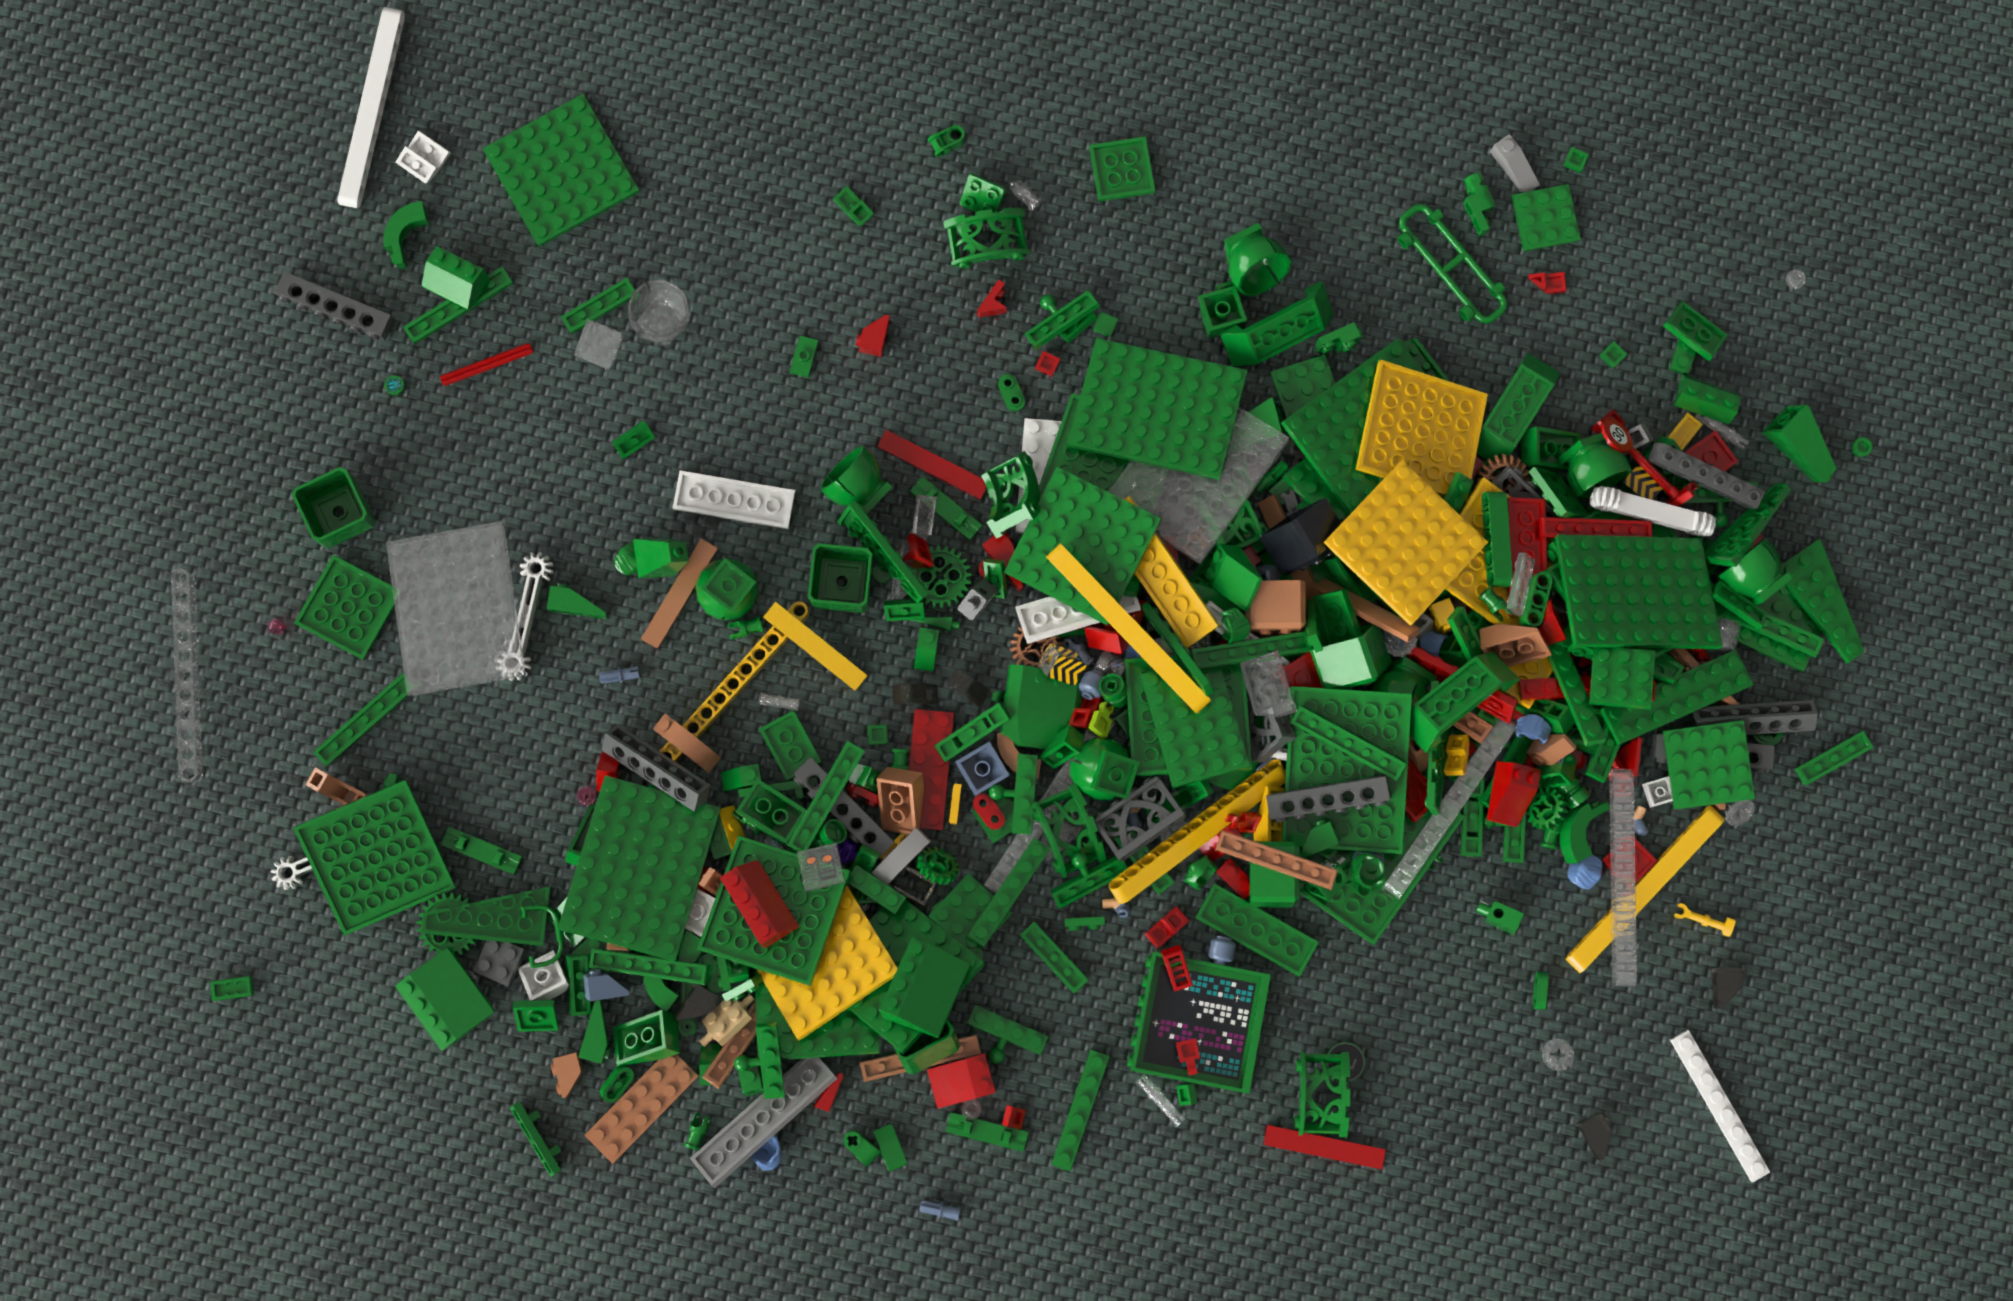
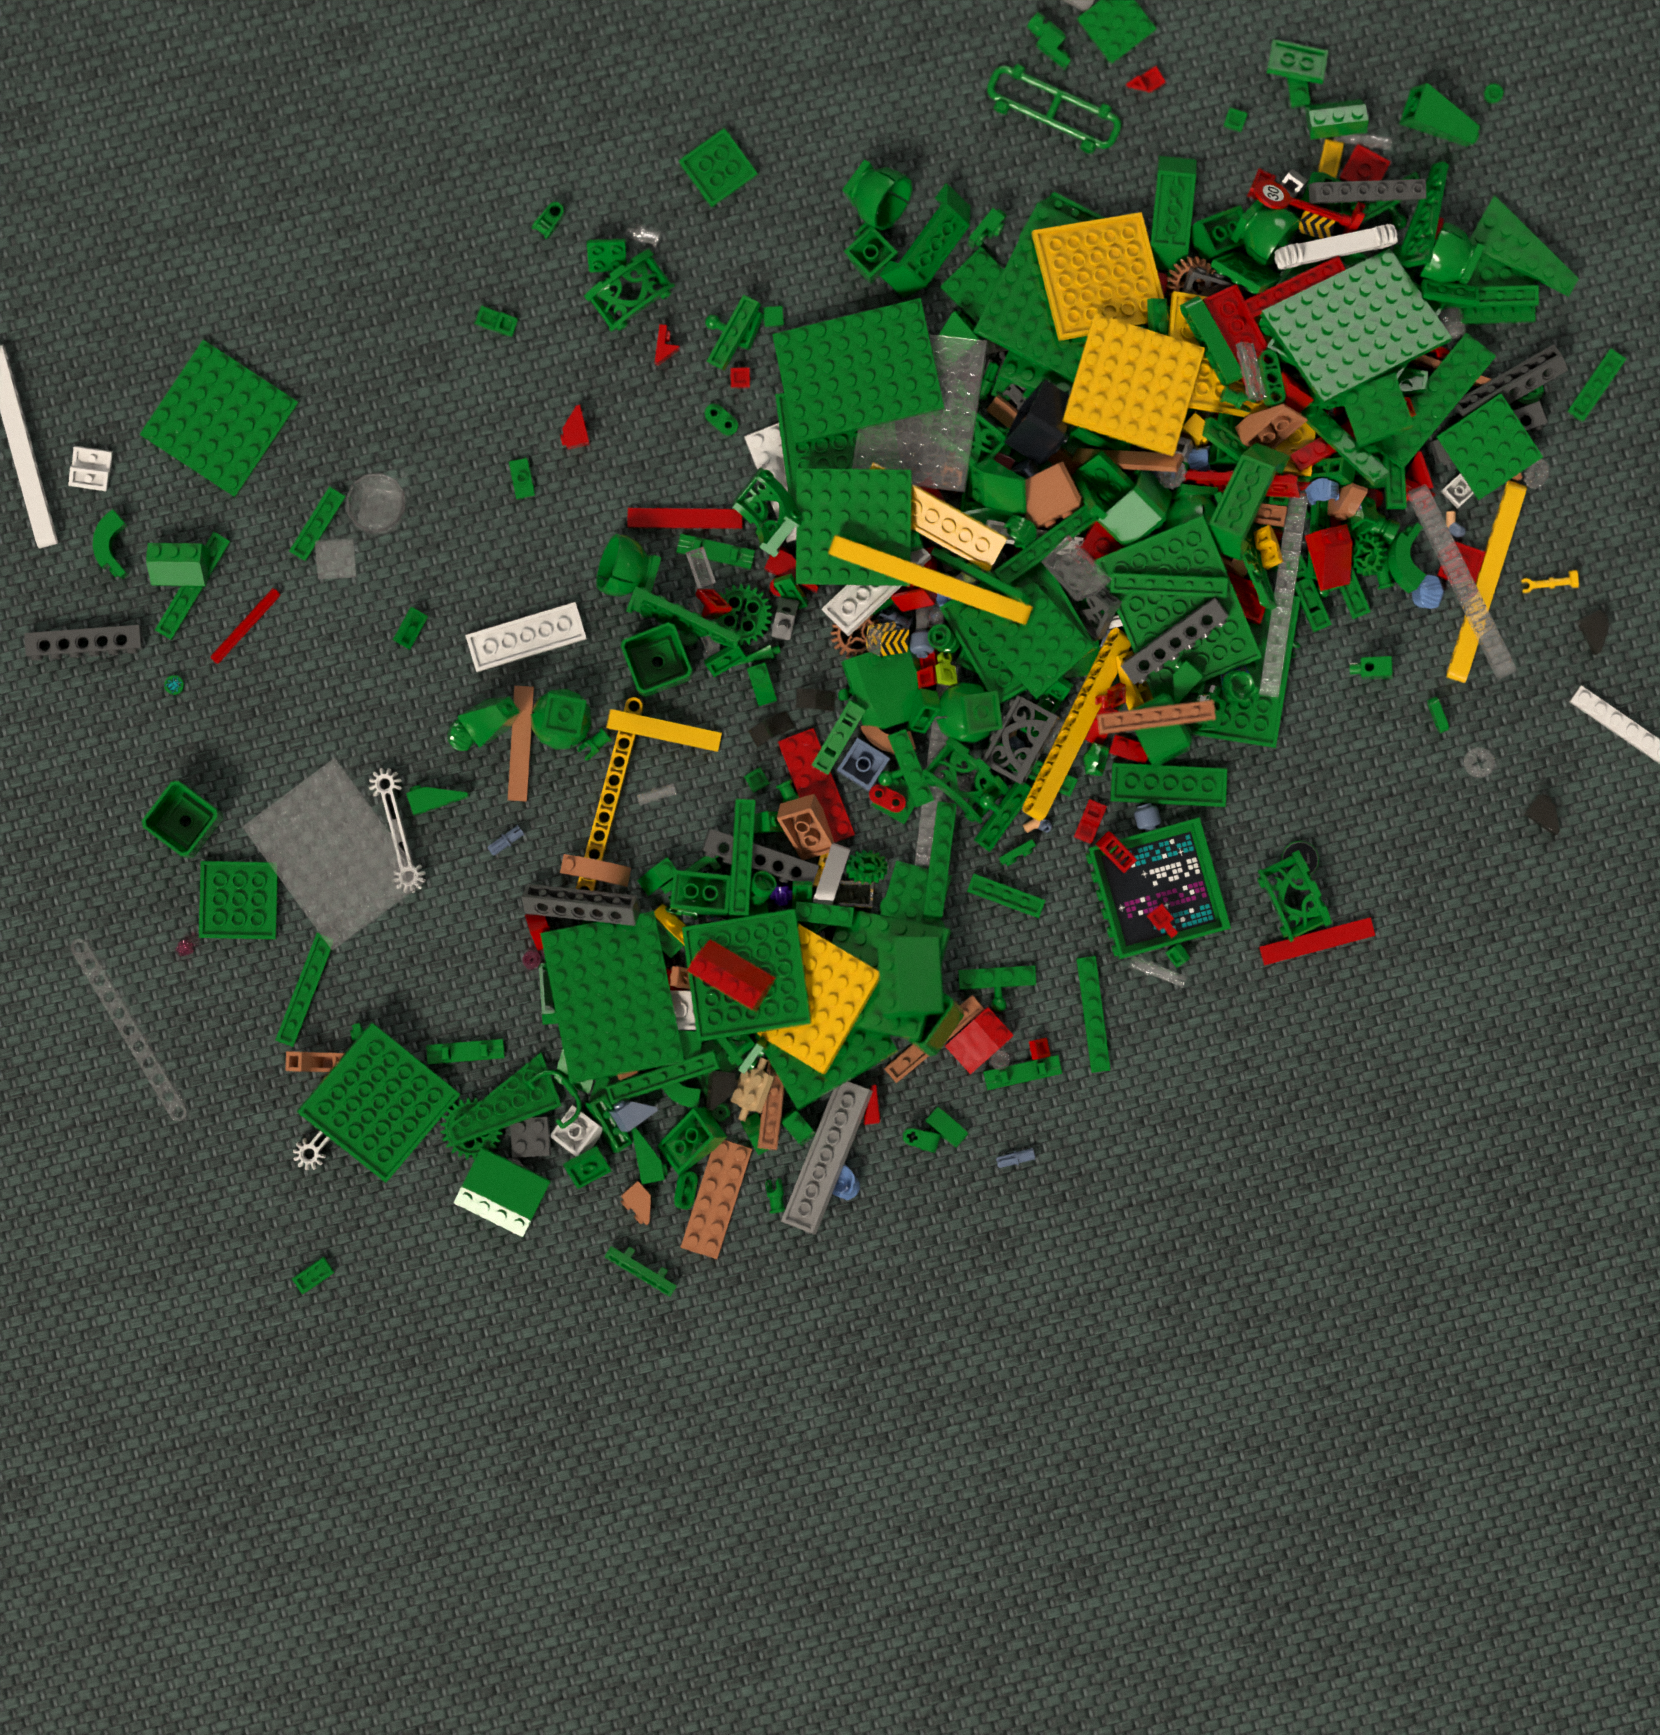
camera: 25 degrees left, 5 degrees up
(768, 1059) = (807, 1104): green plate -> none
(788, 743) = (684, 826): green plate -> none
(821, 867) = (768, 918): clear tile -> none
(856, 792) = (764, 838): red plate -> none
(955, 804) = (854, 806): yellow tile -> none

